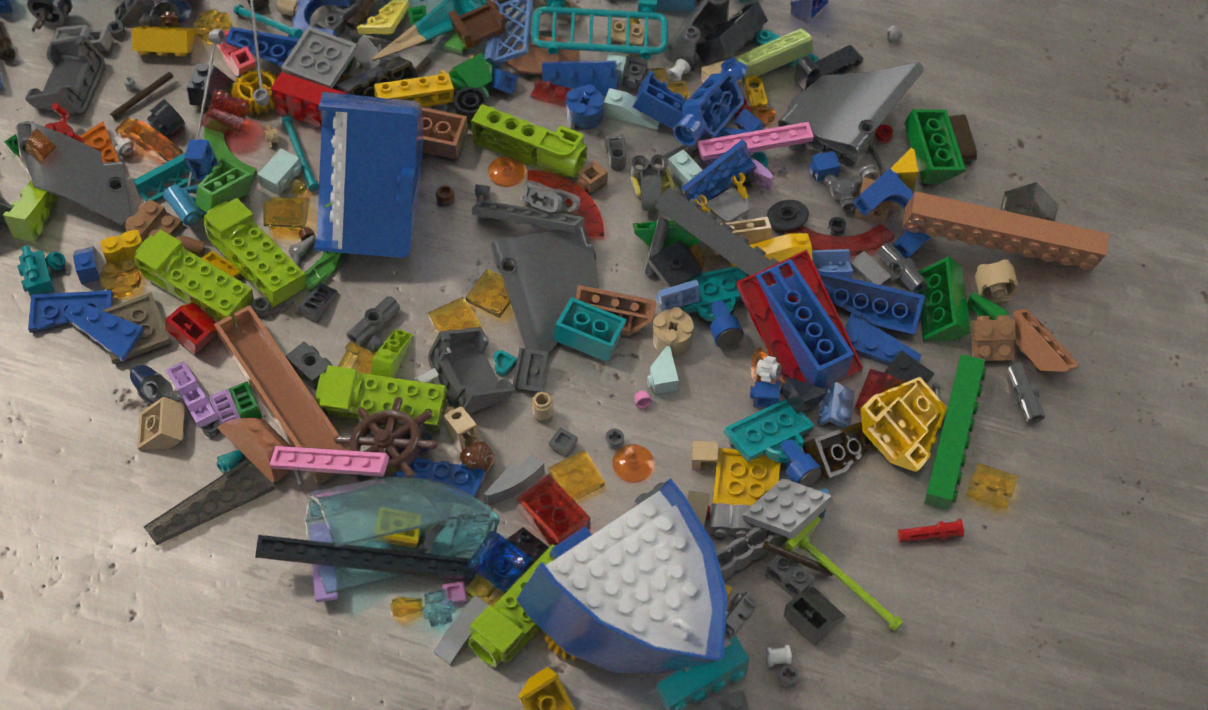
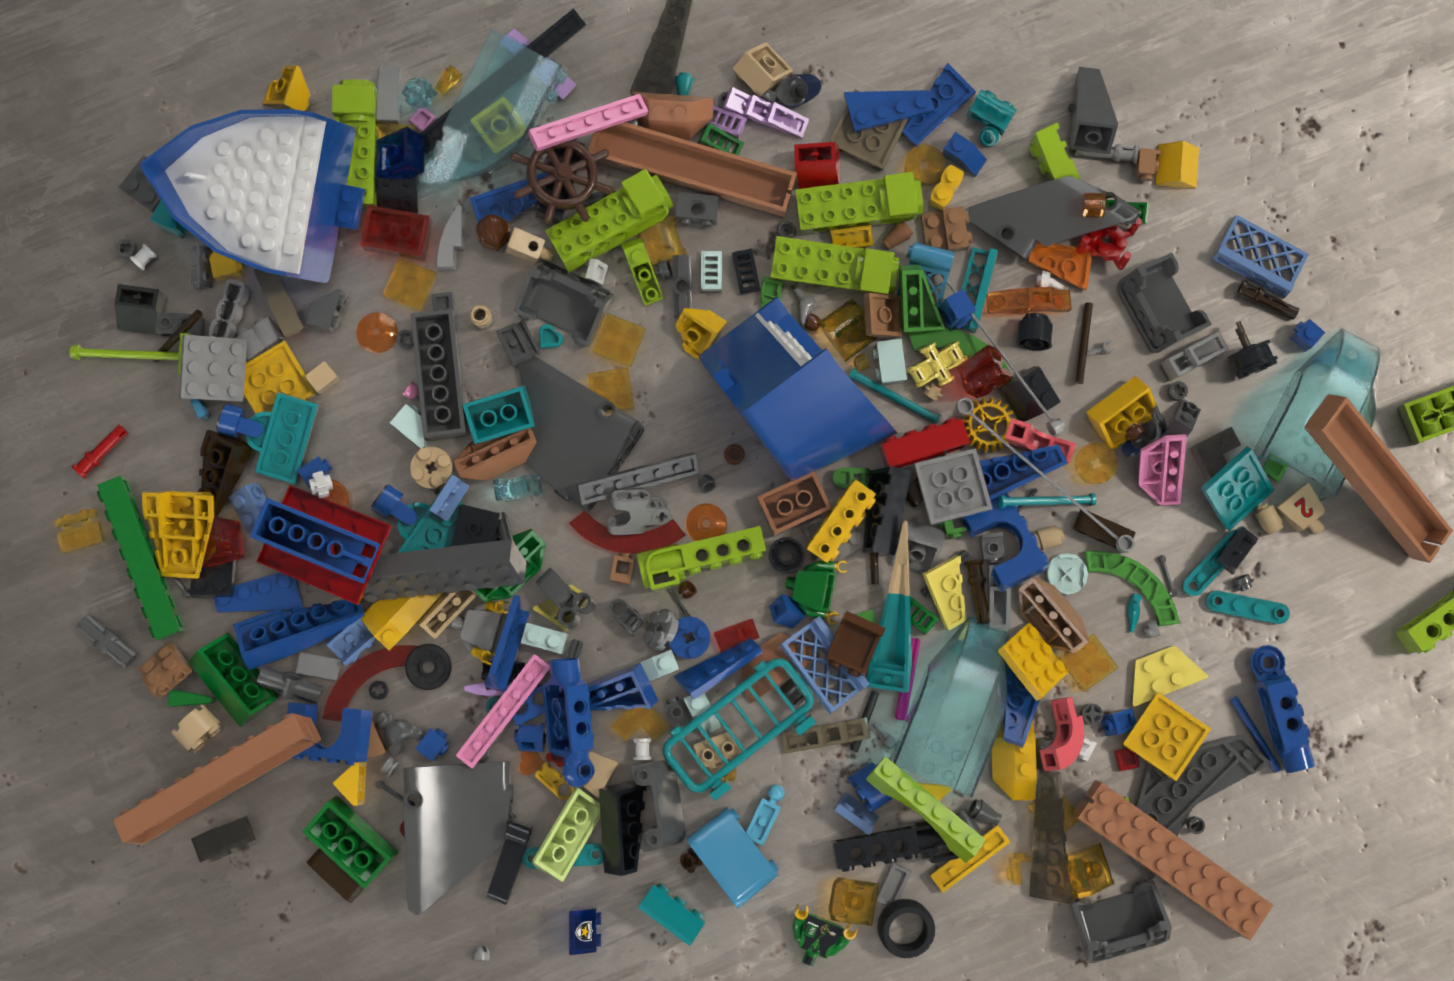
camera: 140 degrees right, 25 degrees up
(250, 146) = (930, 368): none -> light yellow axle
(257, 192) = (882, 315): none -> medium nougat plate
(353, 317) = (711, 287): none -> light aqua slope
(389, 279) = (699, 330): none -> yellow slope
(590, 116) = (661, 629): none -> light grey plate
(610, 389) = (439, 374): none -> dark grey brick
(619, 276) = (517, 488): none -> clear light blue brick
(801, 395) = (279, 485): black slope -> none
(1041, 344) = (117, 697): nougat wedge -> none

